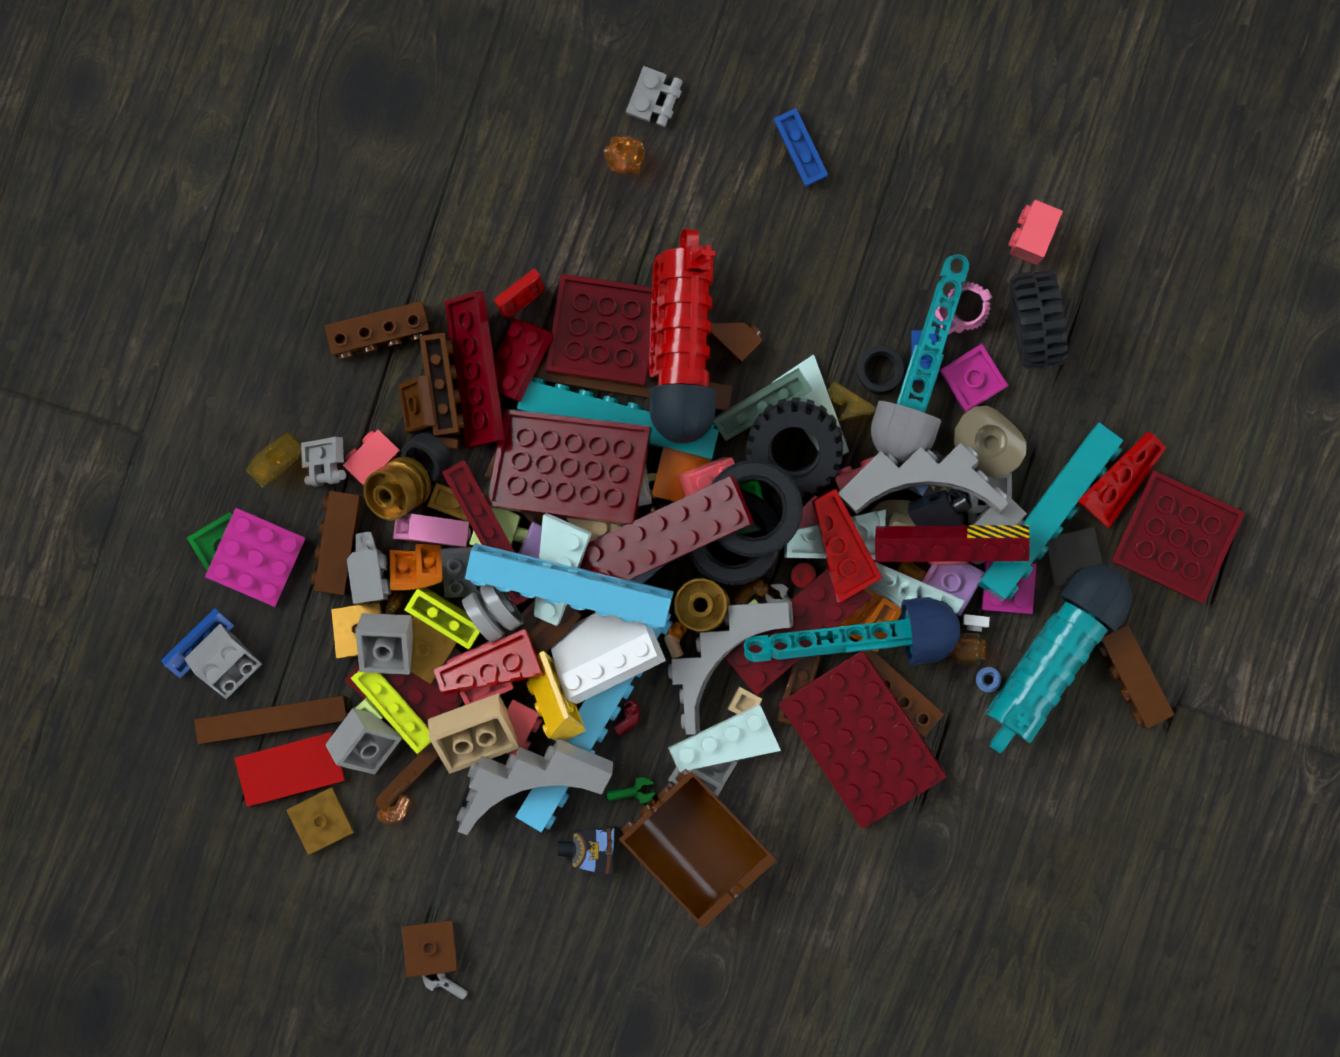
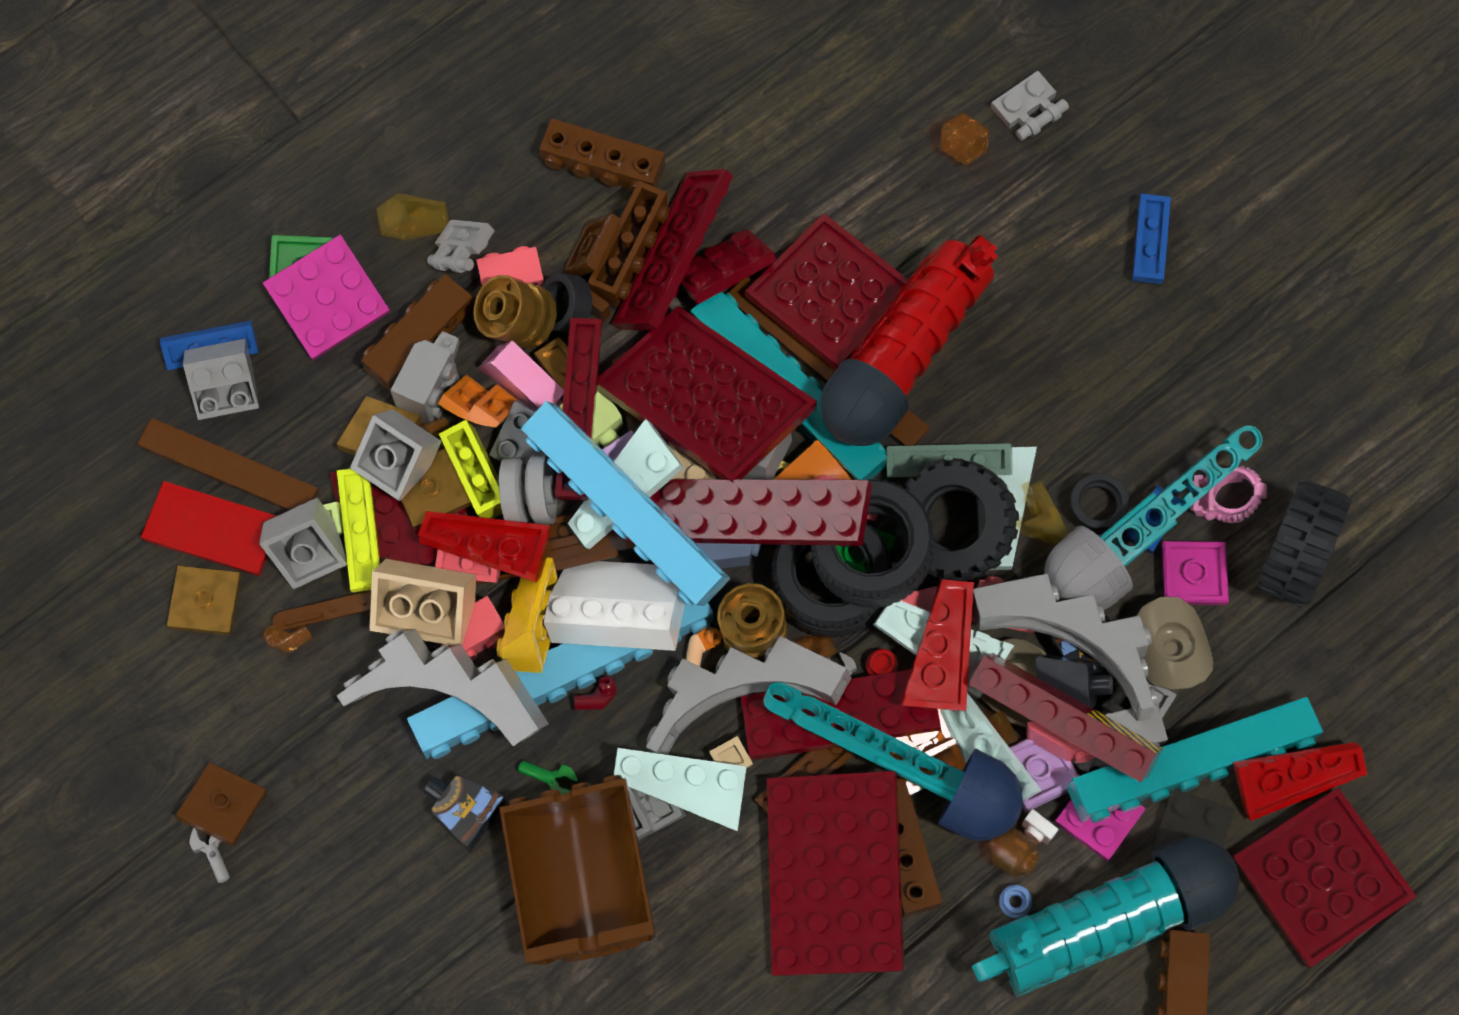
camera: 30 degrees right, 15 degrees down
(519, 294) = (767, 195): red tile -> none
(737, 338) = (964, 382): reddish brown slope -> none
(1036, 231) = (1354, 459): coral brick -> none

